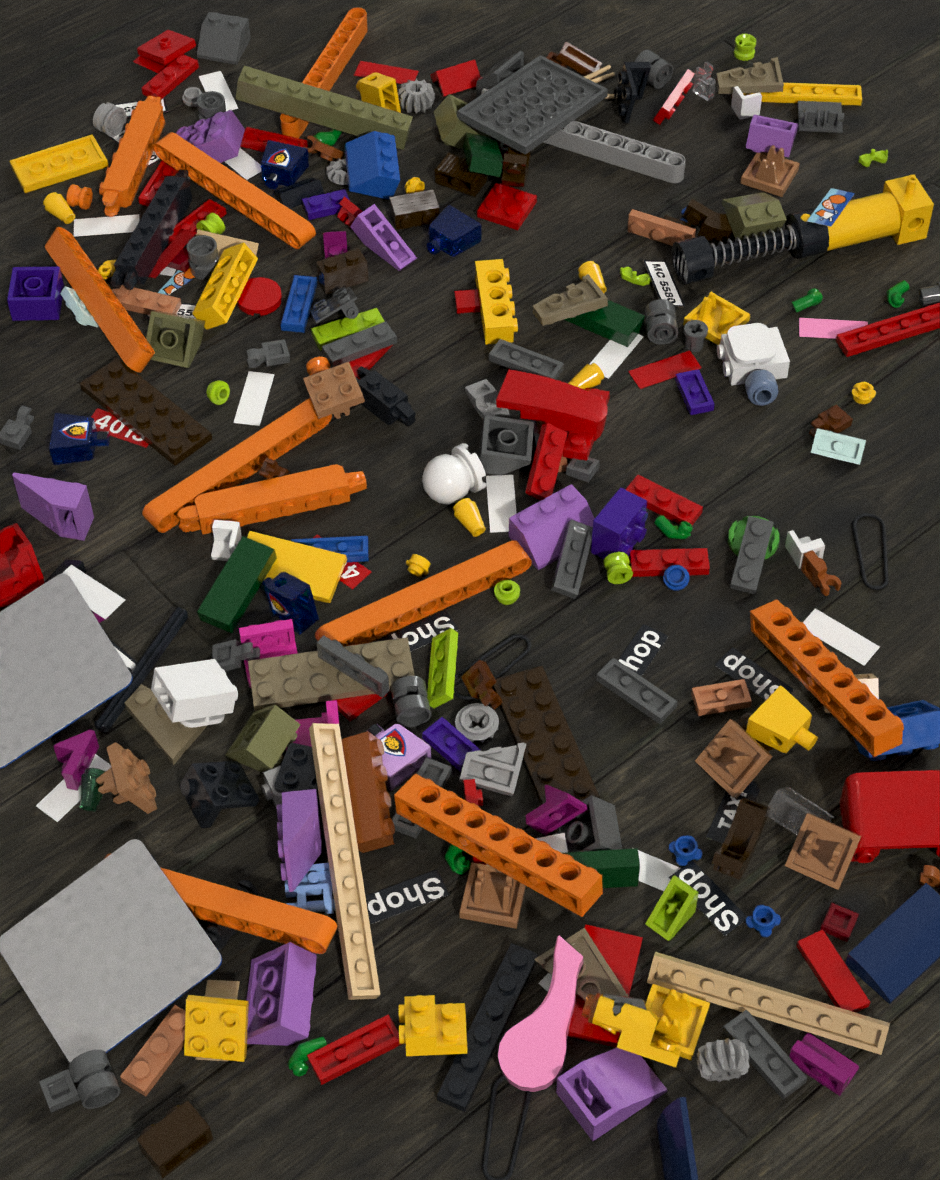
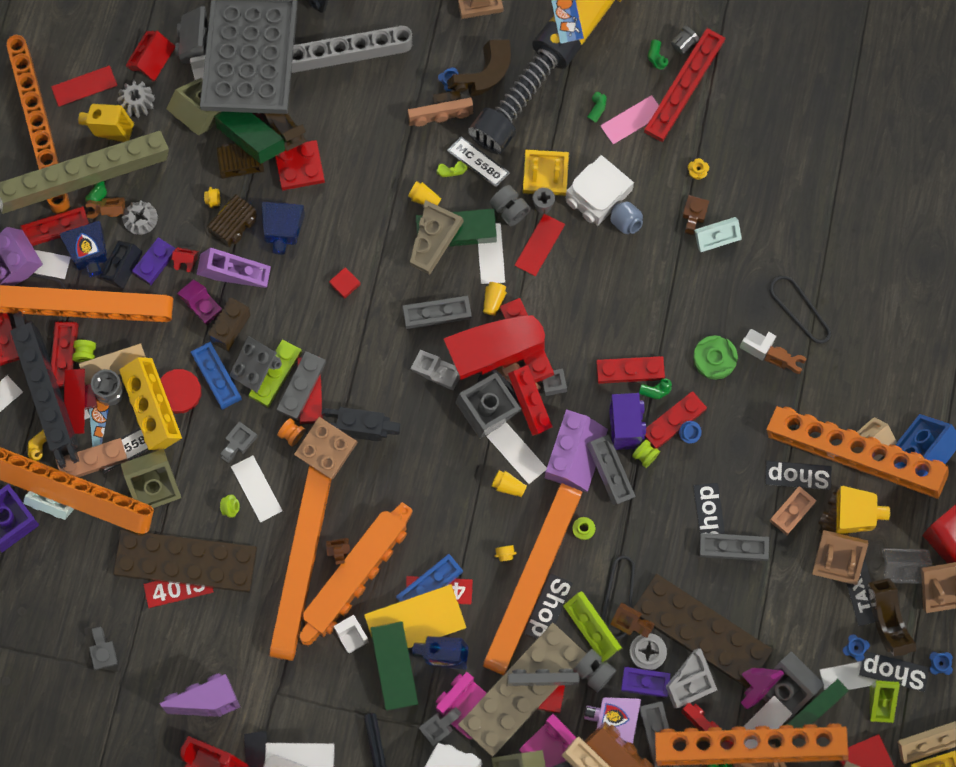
camera: 40 degrees left, 20 degrees up
(75, 439) = (159, 627): clear blue torso -> none
(373, 165) = (165, 200): blue slope -> none
(452, 476) = (473, 463): white tile -> none
(494, 301) = (388, 297): yellow brick -> none
(694, 392) = (580, 254): dark purple plate -> none
(751, 555) = (728, 376): dark grey plate -> none
(753, 214) = (508, 56): olive slope -> none
(840, 637) = (829, 399): white sticker -> none

